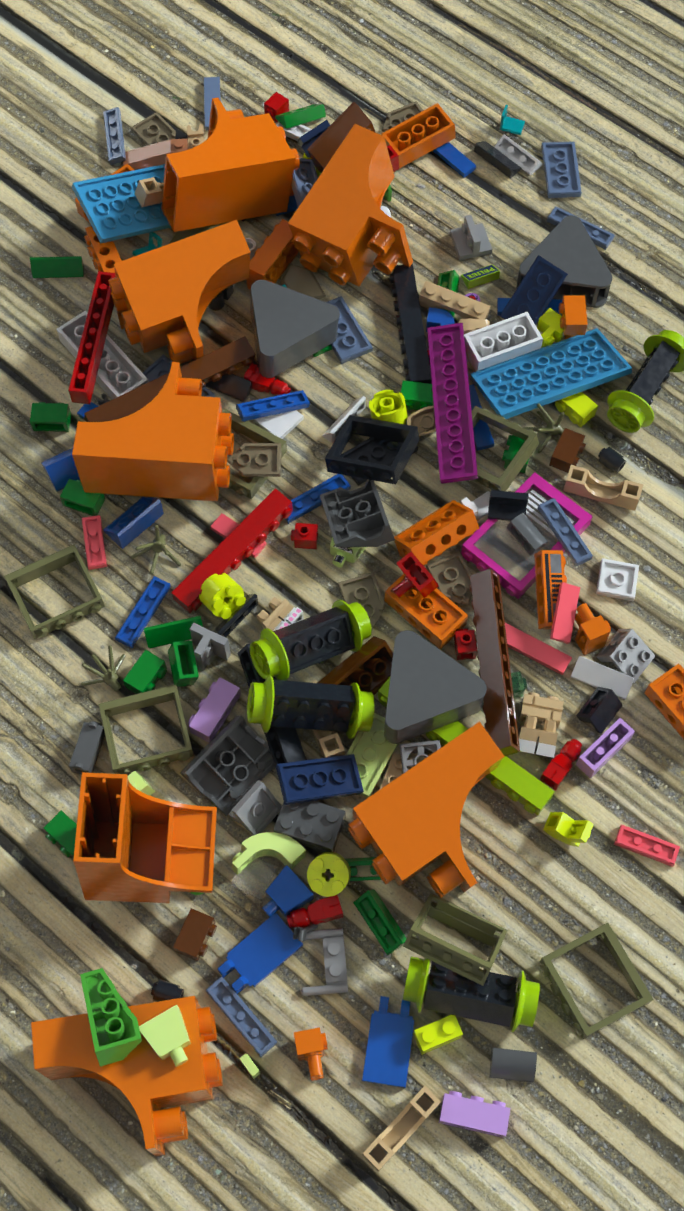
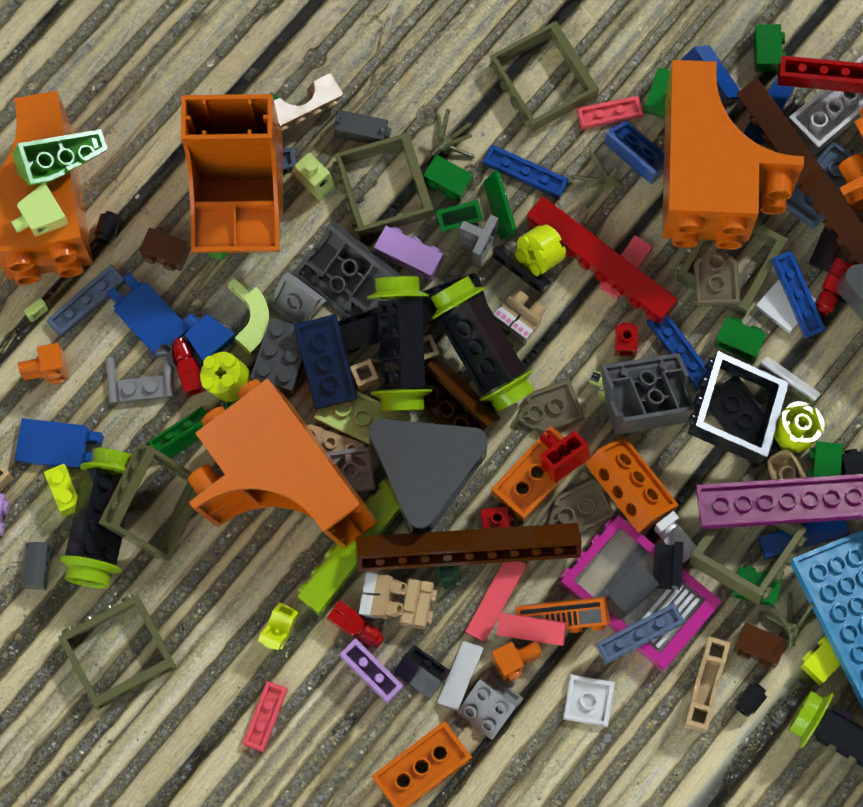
camera: 90 degrees right, 10 degrees up
(51, 783) = (321, 94): none -> arch
(308, 451) = (740, 339): none -> green piece

